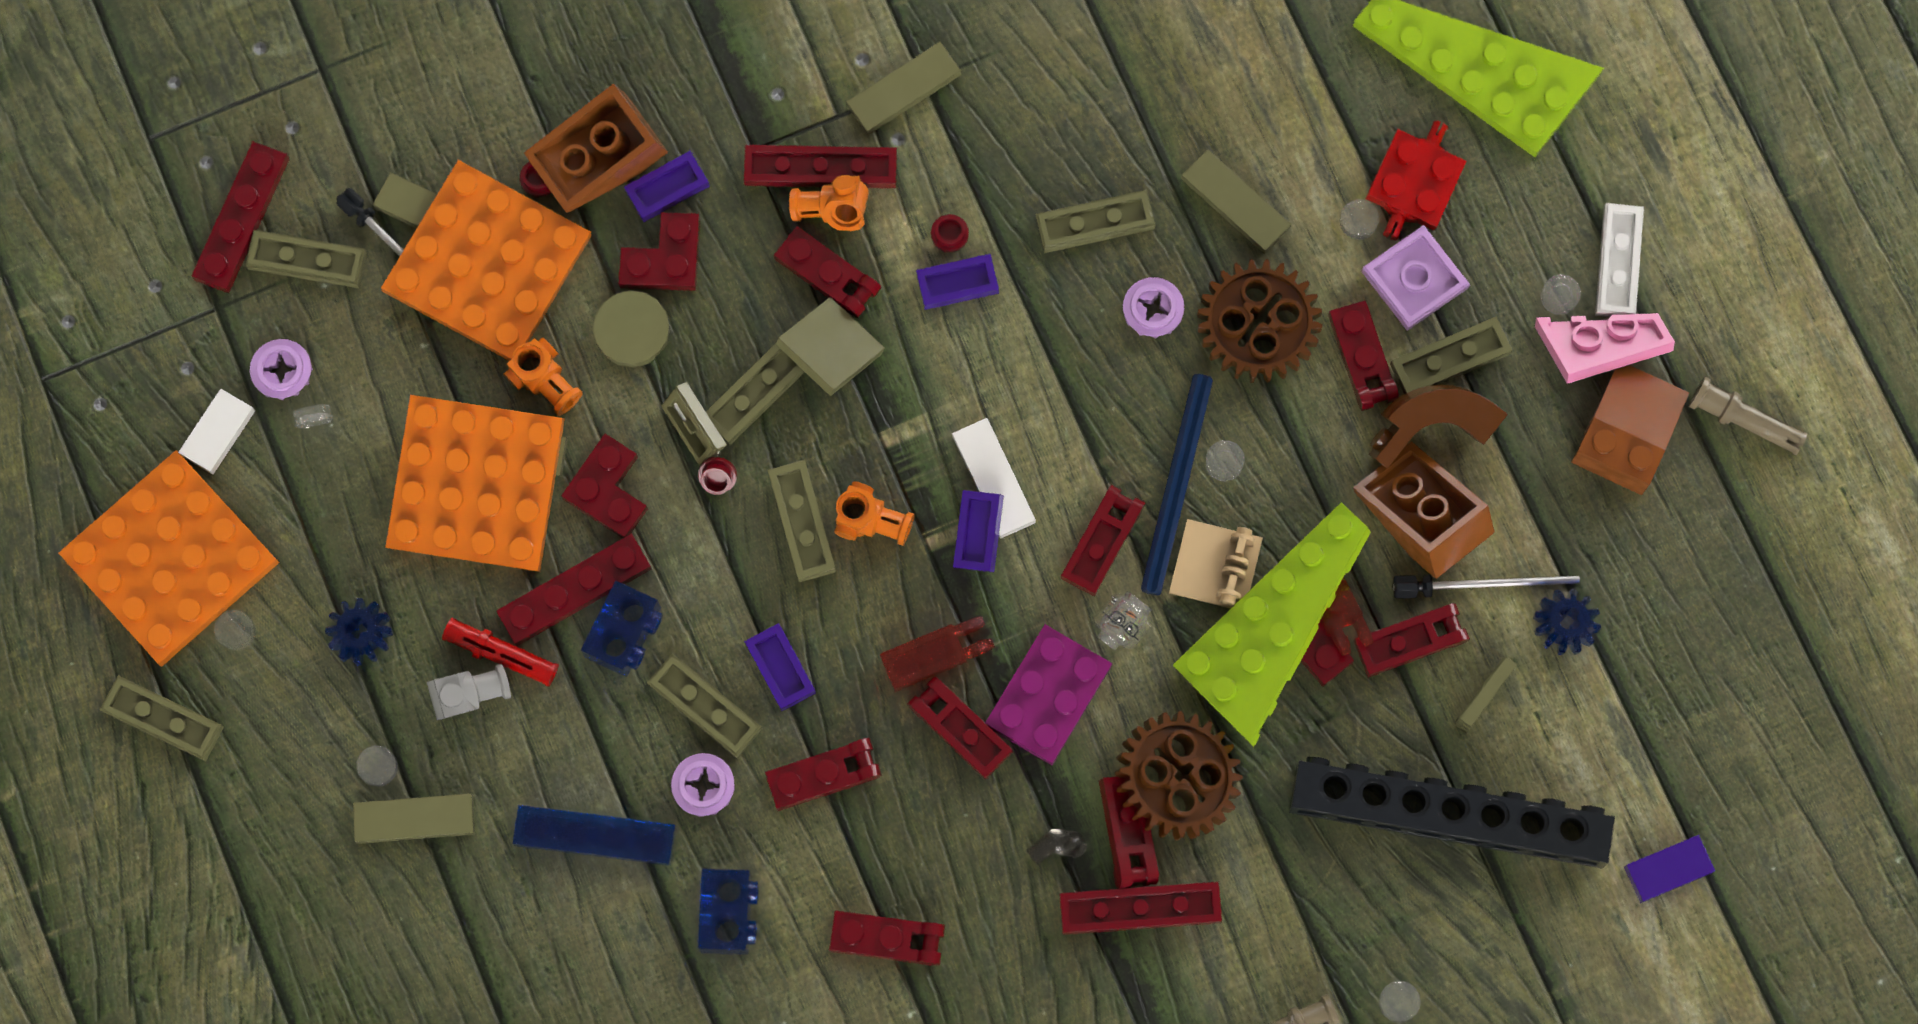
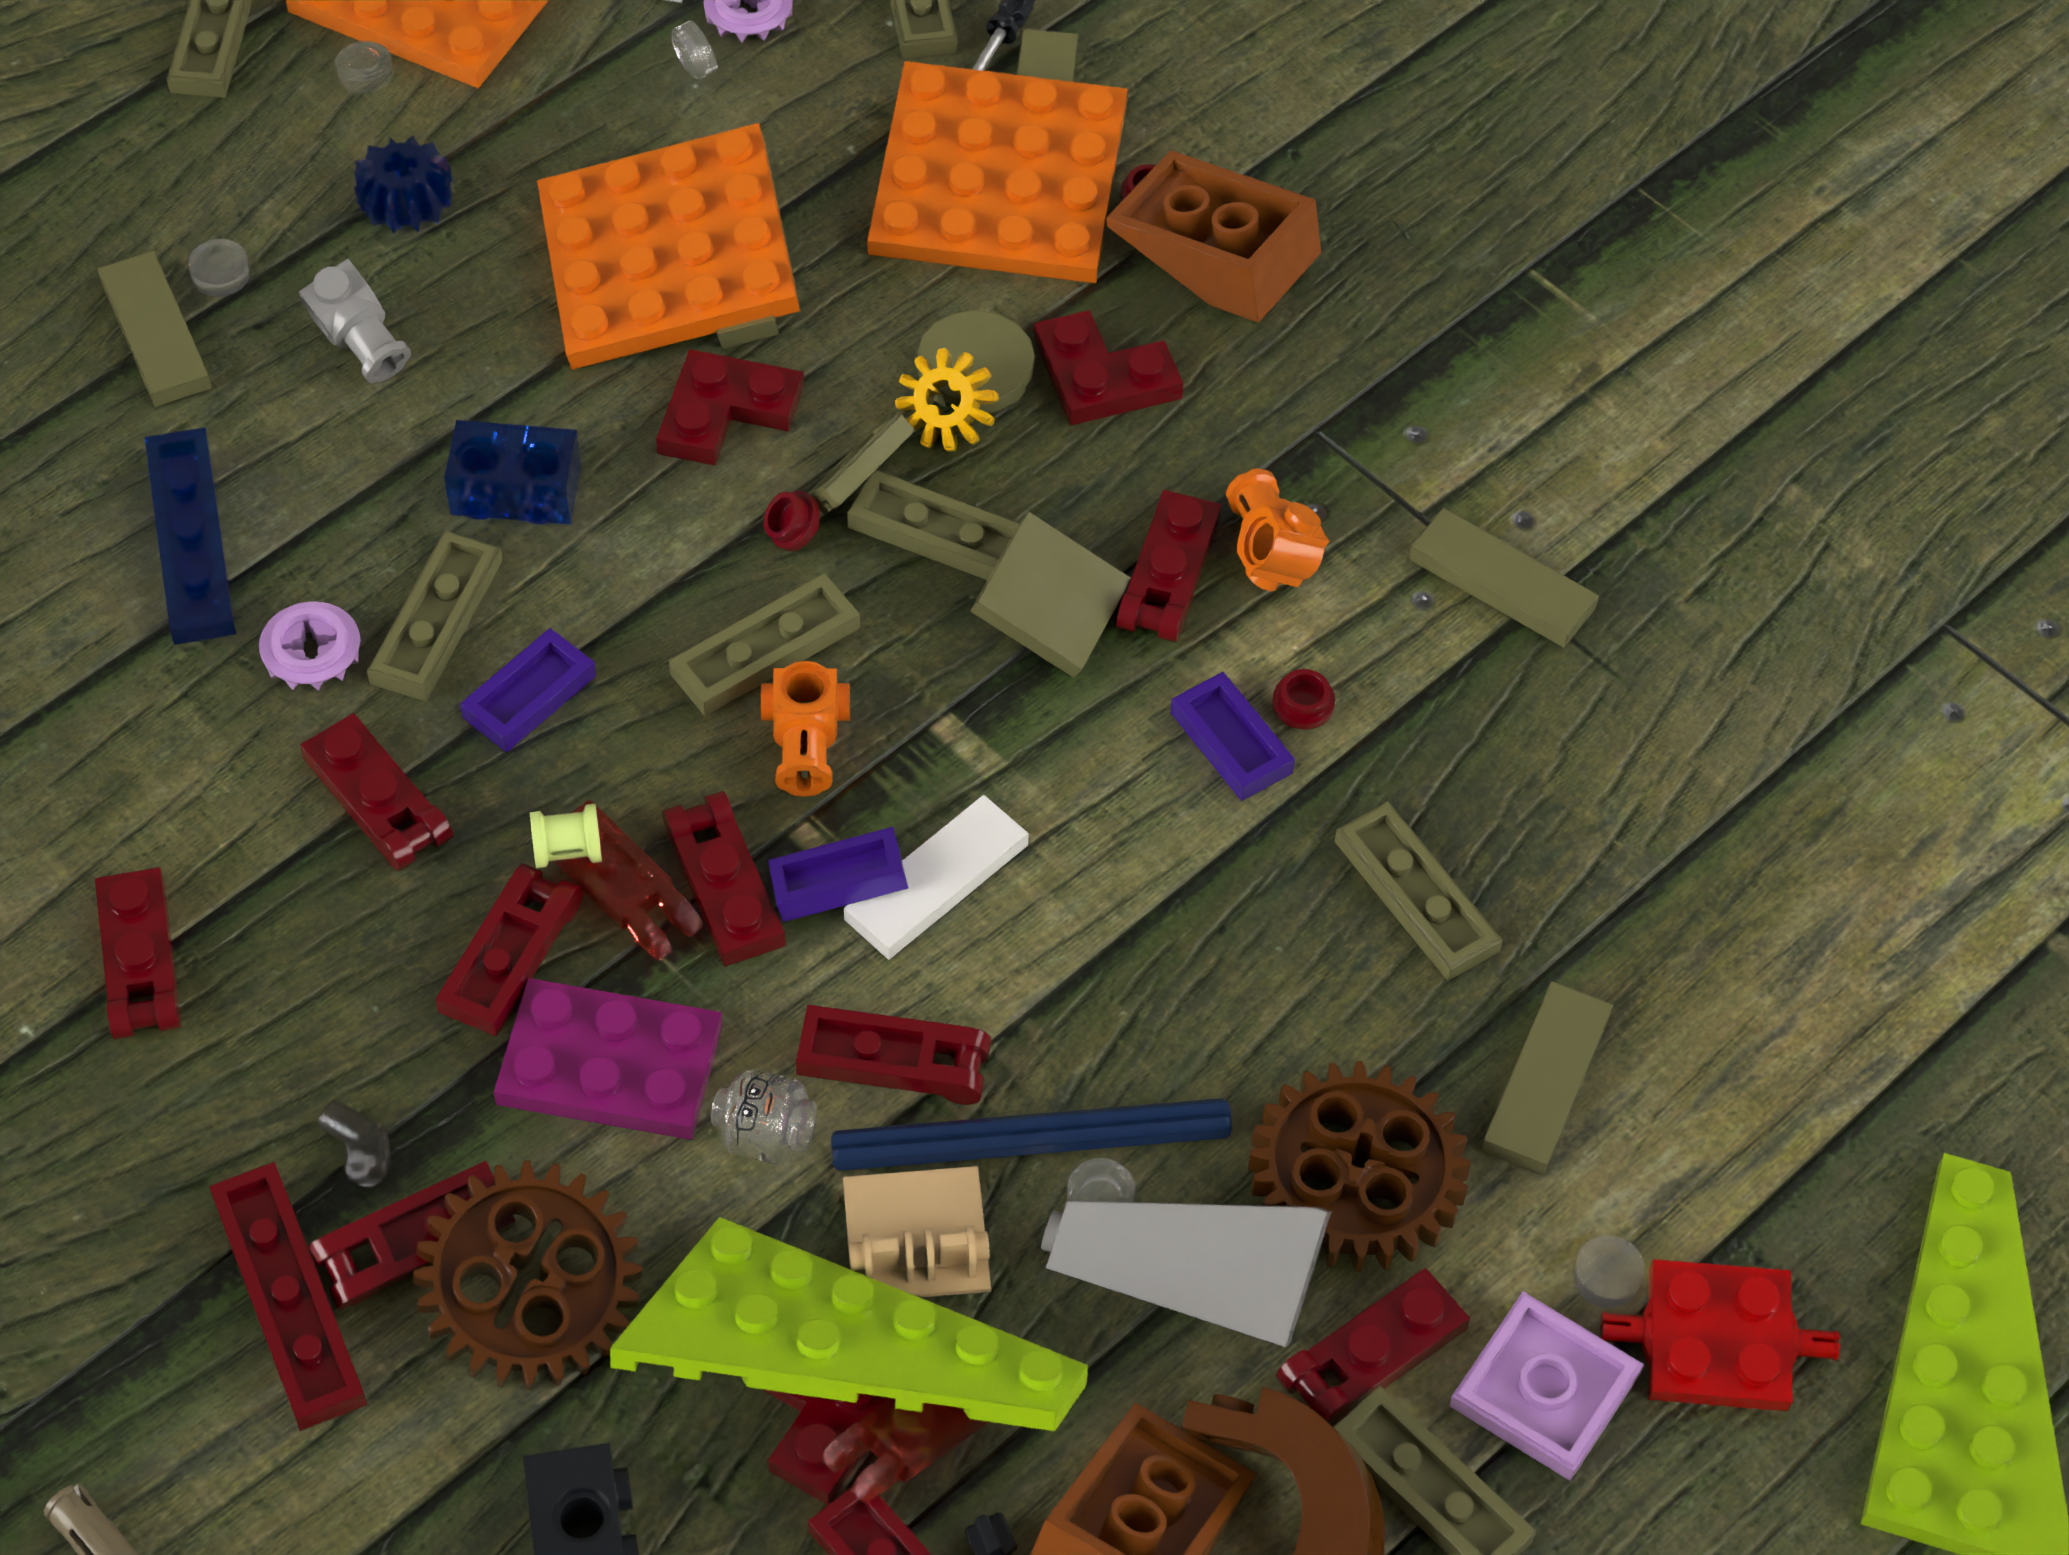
camera: 65 degrees right, 20 degrees down
(487, 646) = (434, 330): red pin -> none
(543, 377) = (863, 269): orange connector -> none
(573, 589) = (544, 398): dark red plate -> none
(666, 186) = (1209, 341): dark purple tile -> none
(673, 341) = (959, 383): none -> yellow gear
(716, 911) = (113, 716): clear blue brick -> none
(818, 165) = (1316, 477): dark red plate -> none
(912, 672) = (565, 836): none -> yellowish green bush
(953, 596) = (724, 880): none -> dark red plate
(1146, 292) = (1337, 999): lavender gear -> none
(1291, 424) = (1204, 1260): none -> light grey slope

